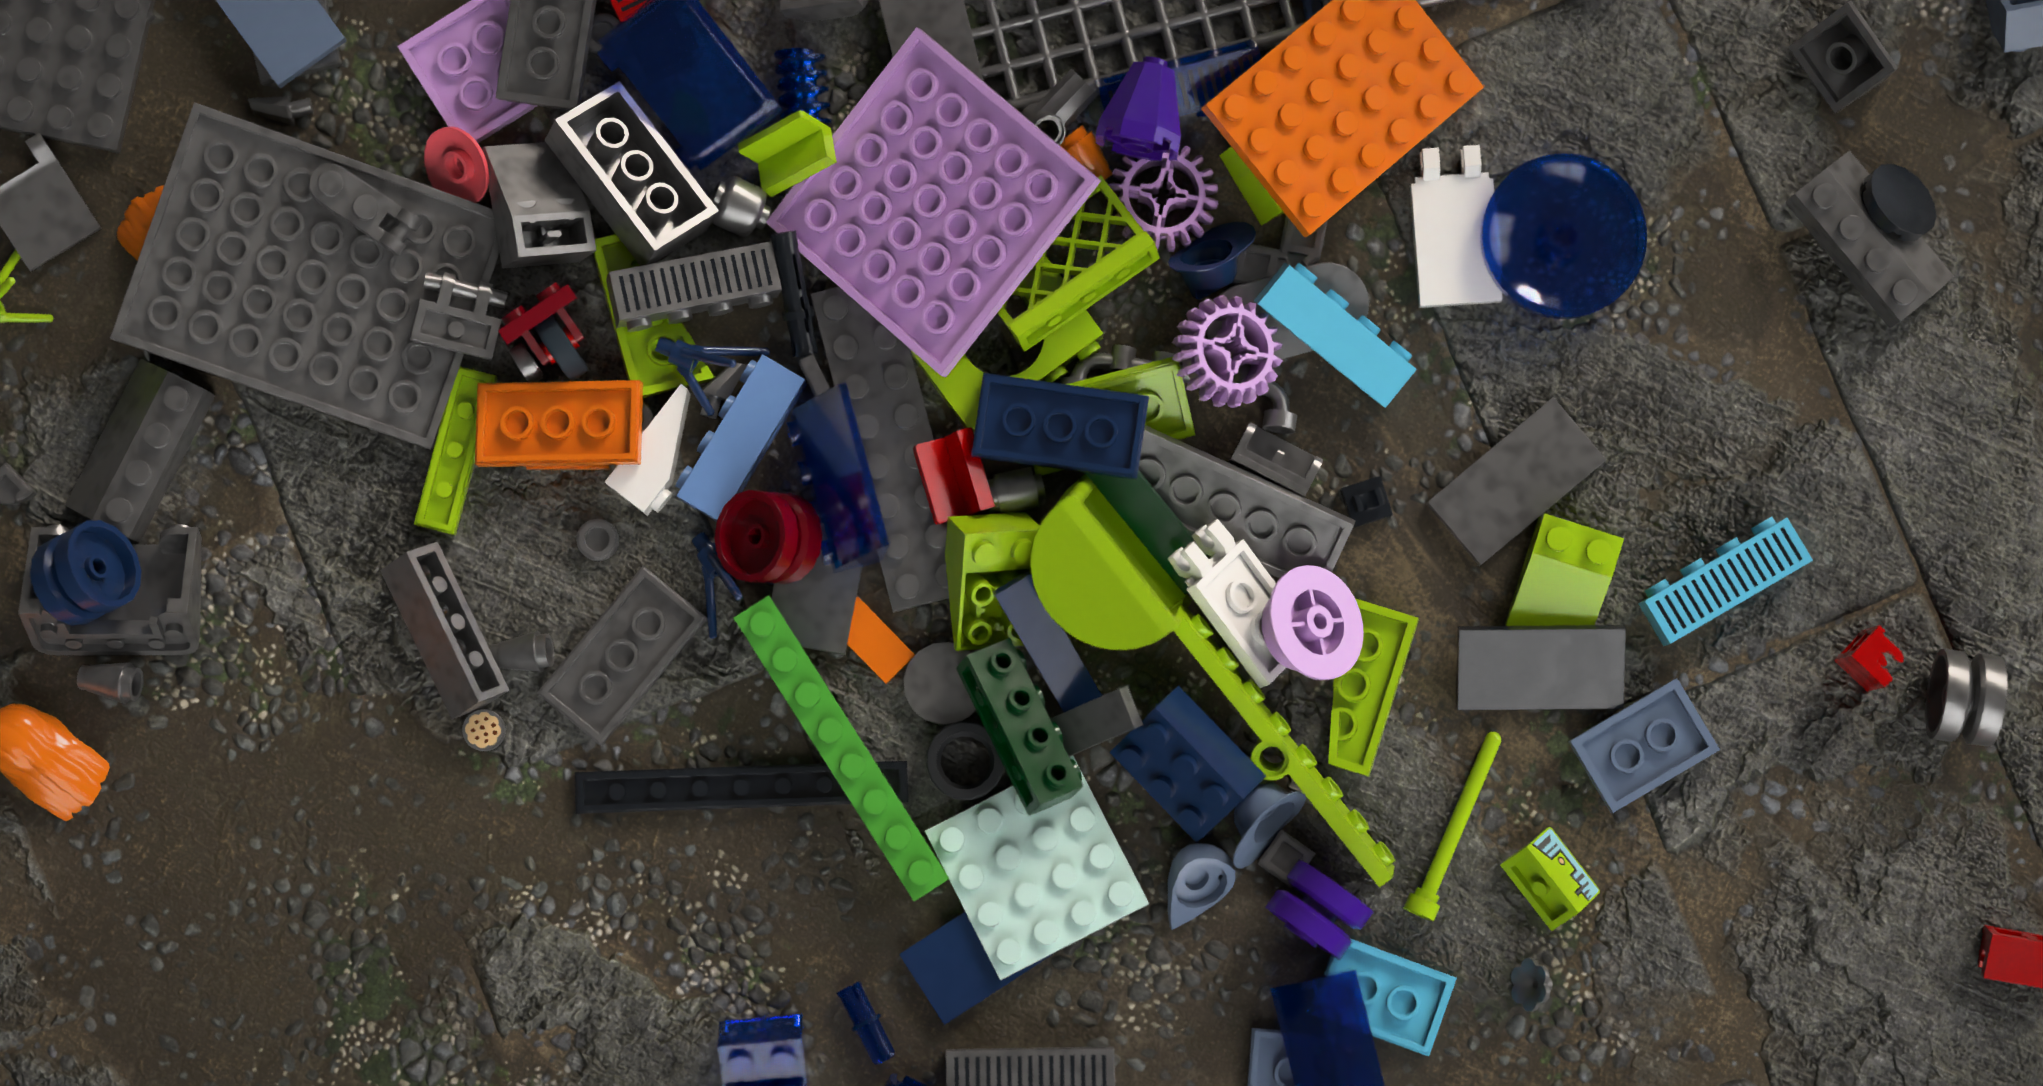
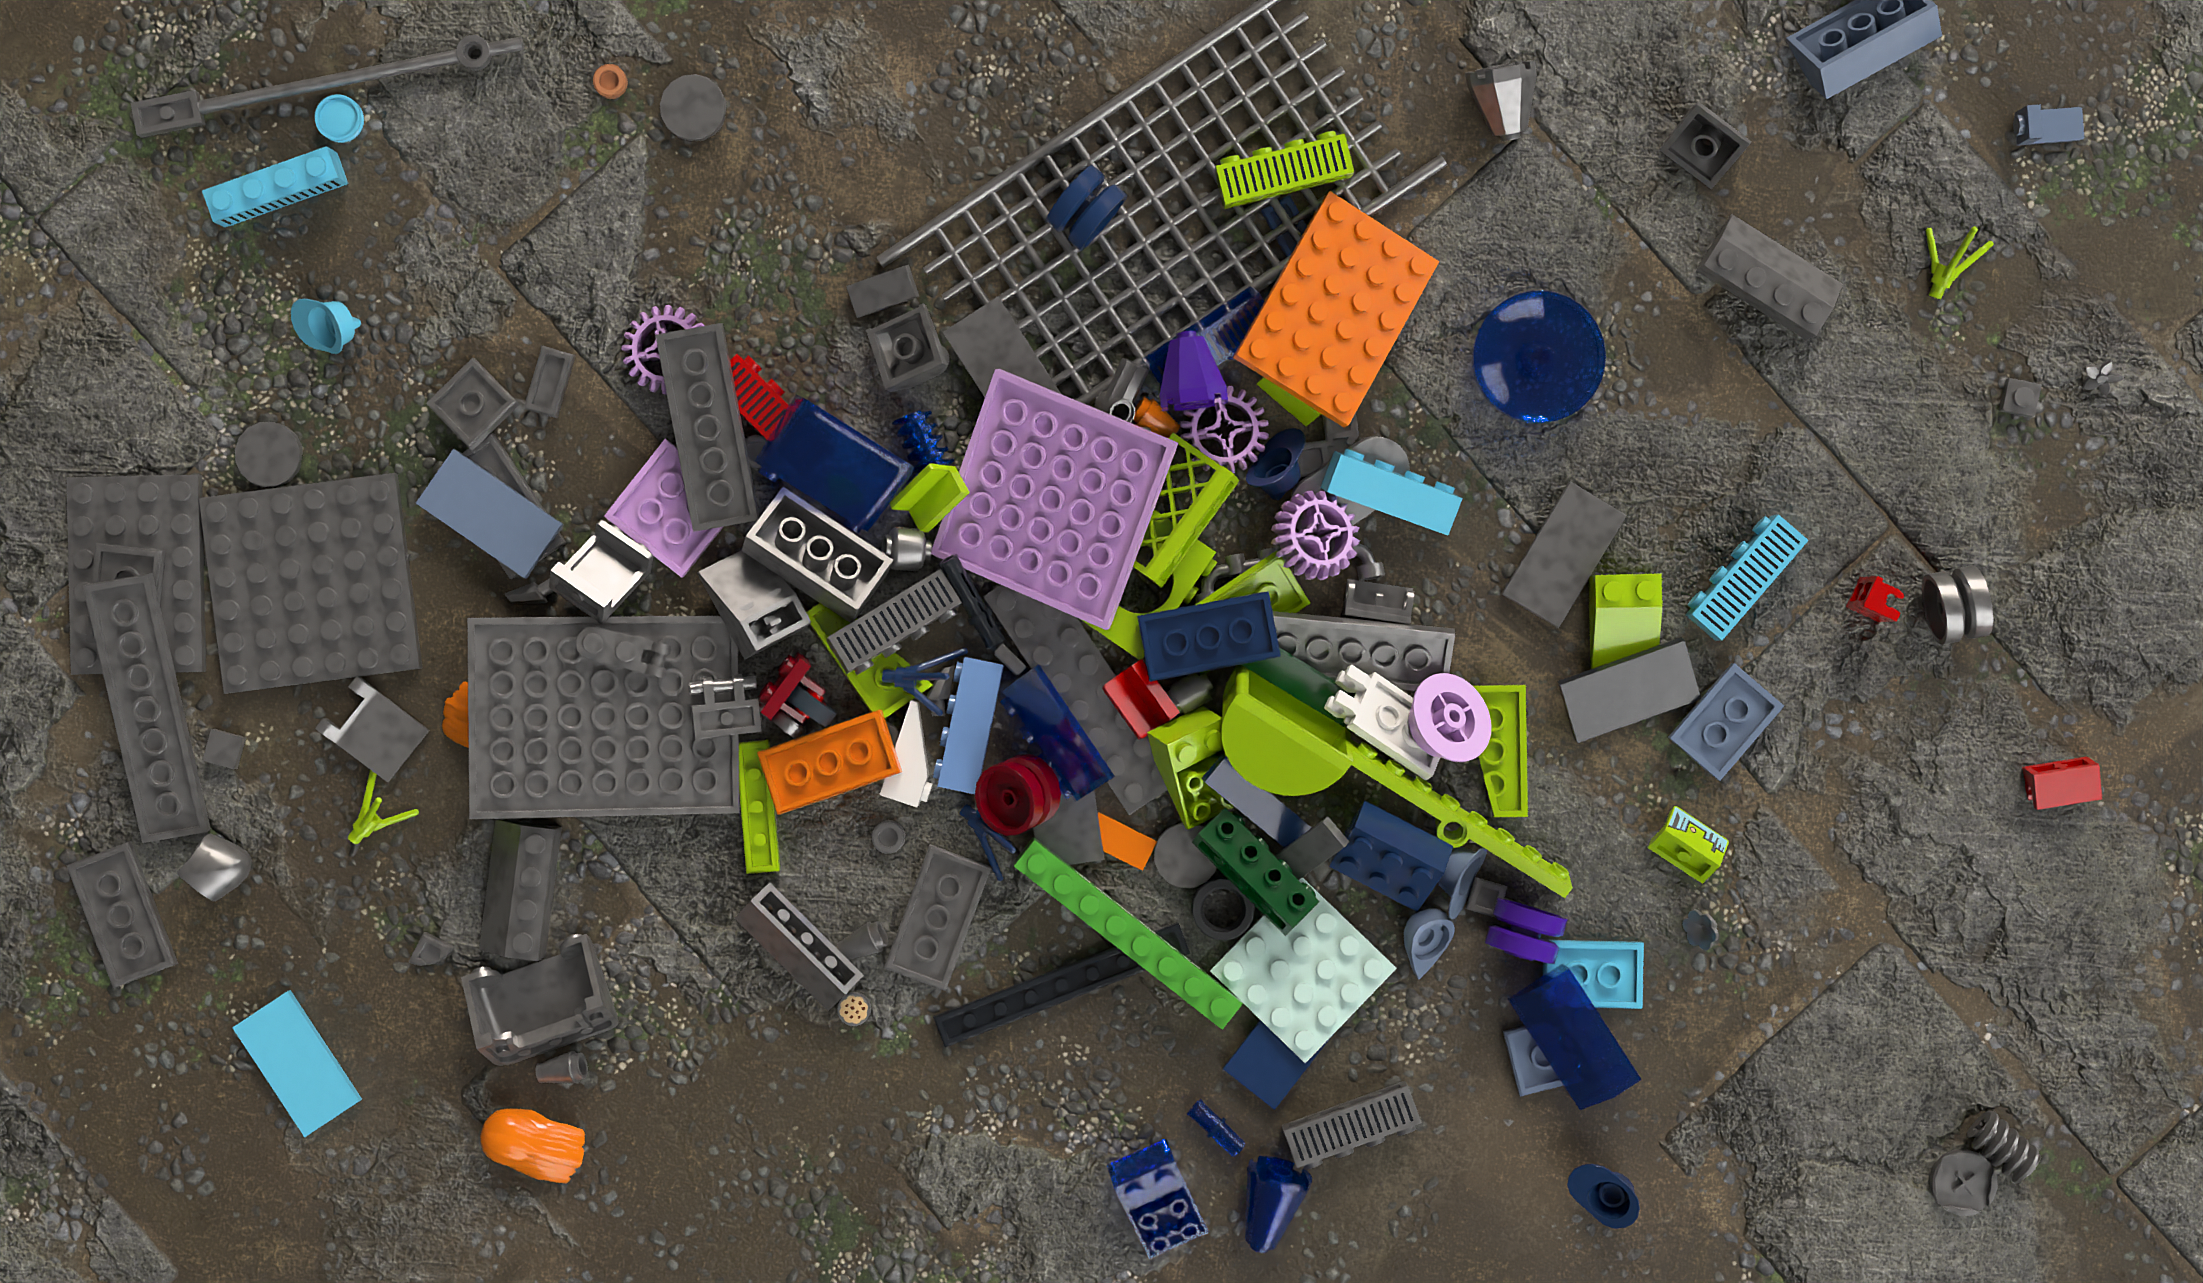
camera: 15 degrees left, 5 degrees up
(85, 572) = (515, 1000): dark blue wheel -> none
(371, 108) = (602, 572): none -> panel
(456, 164) = (681, 591): coral dish -> none
(1366, 501) = (1456, 609): black tile -> none
(1424, 900) = (1600, 893): lime piece -> none
(1447, 231) = (1449, 381): white tile -> none
(1899, 202) = (1784, 243): black tile -> none

